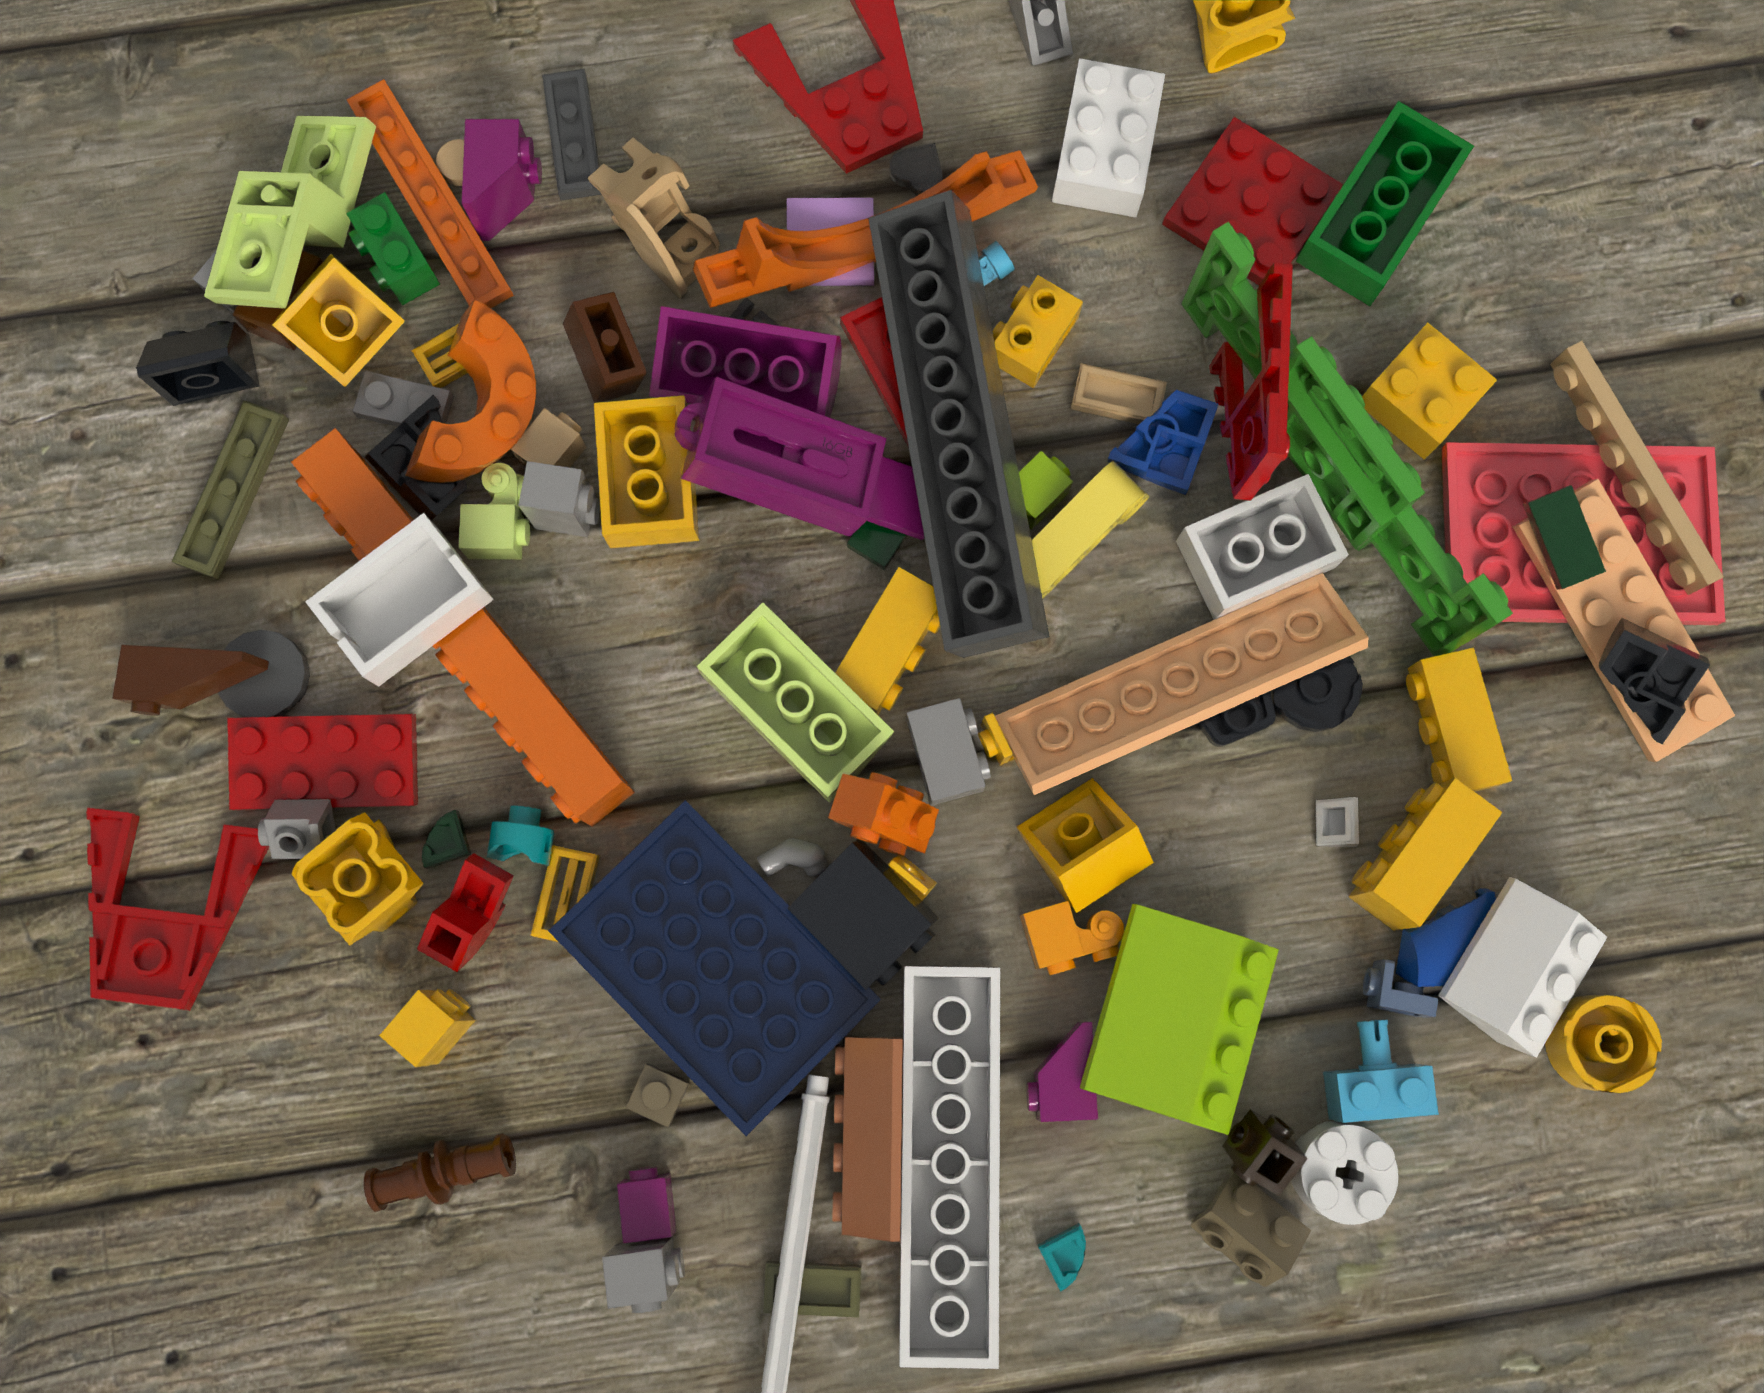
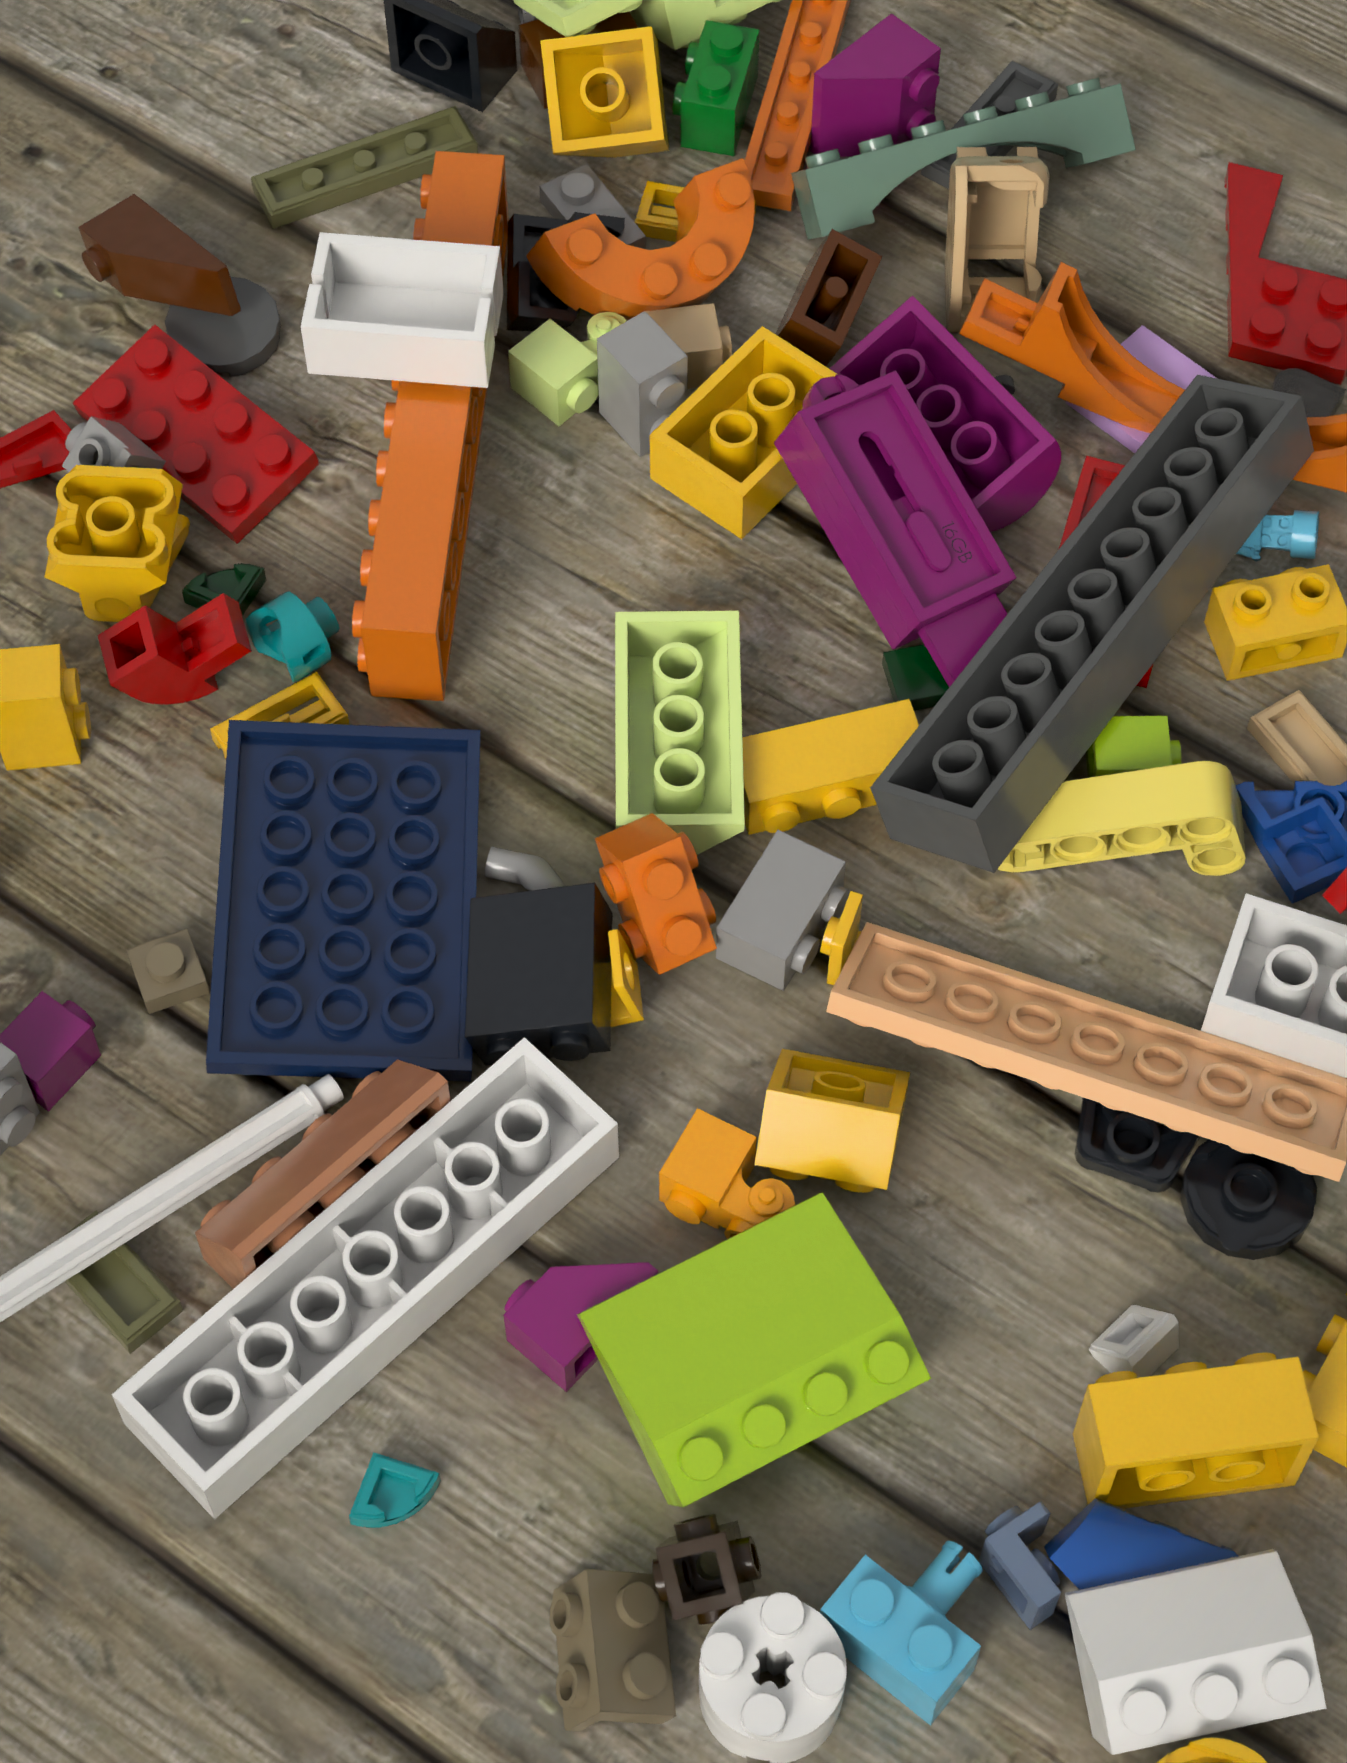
camera: 45 degrees right, 20 degrees down
(541, 257) = (1079, 128): none -> sand green arch

